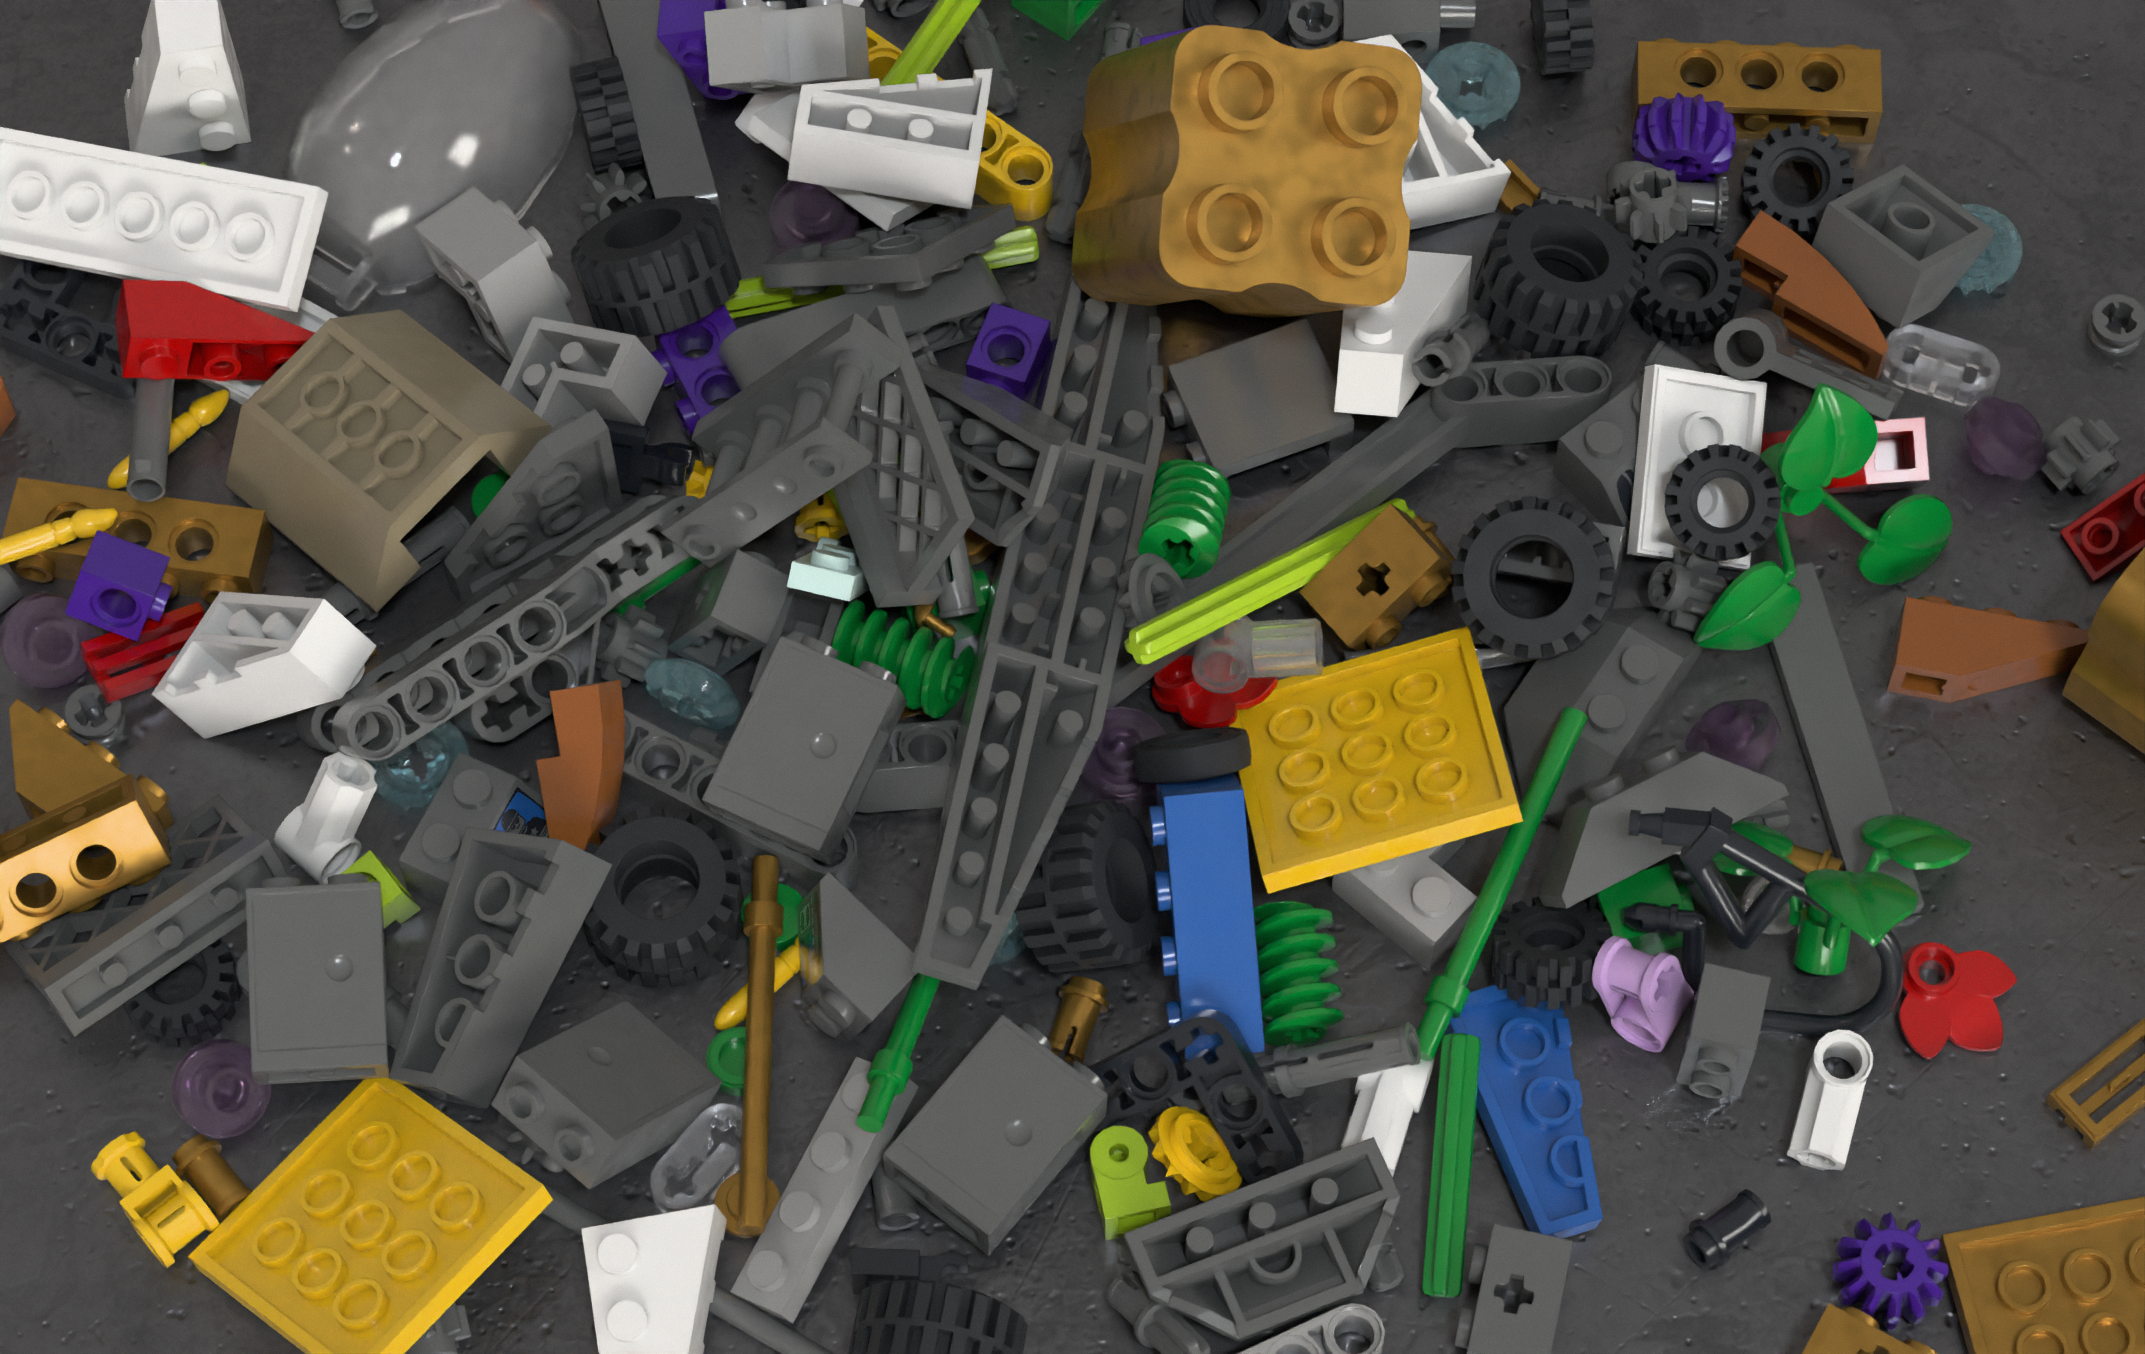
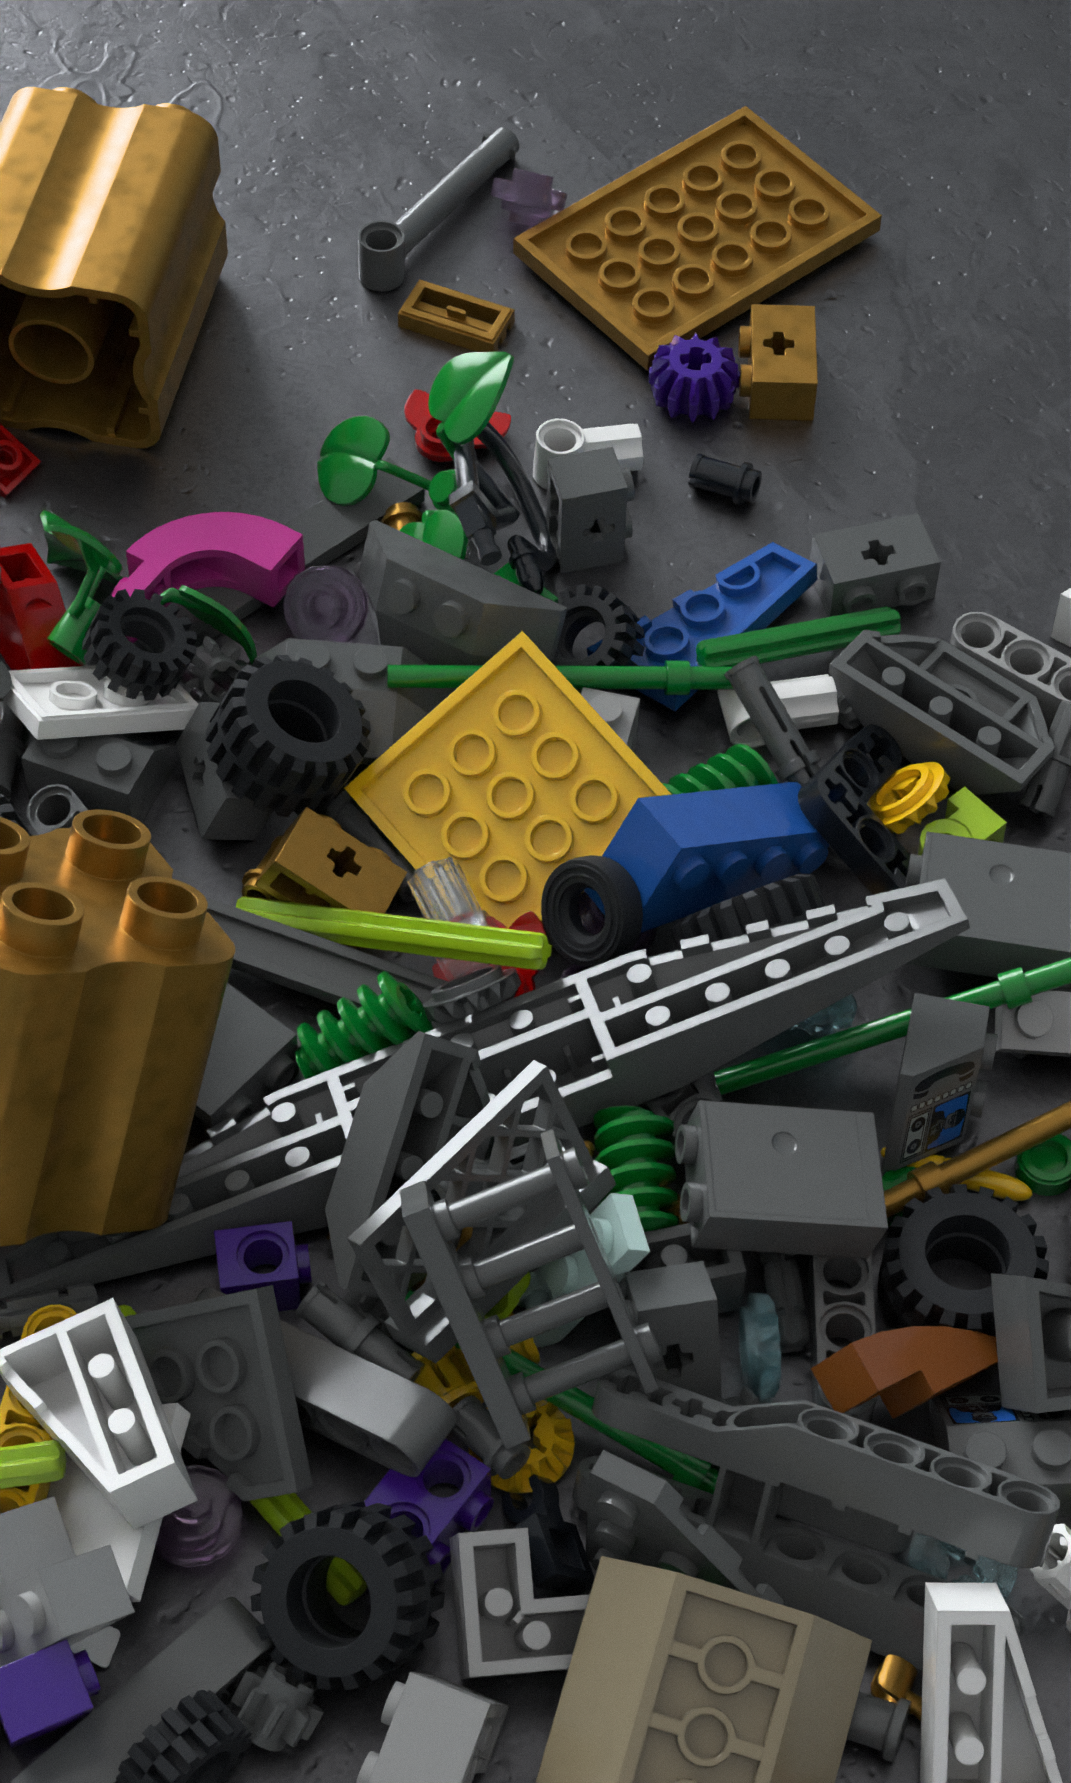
camera: 120 degrees left, 10 degrees down
(1641, 992) = (583, 560): lavender piece -> none
(1833, 679) = (216, 551): none -> dark pink arch
(1968, 652) = (147, 480): dark orange slope -> none

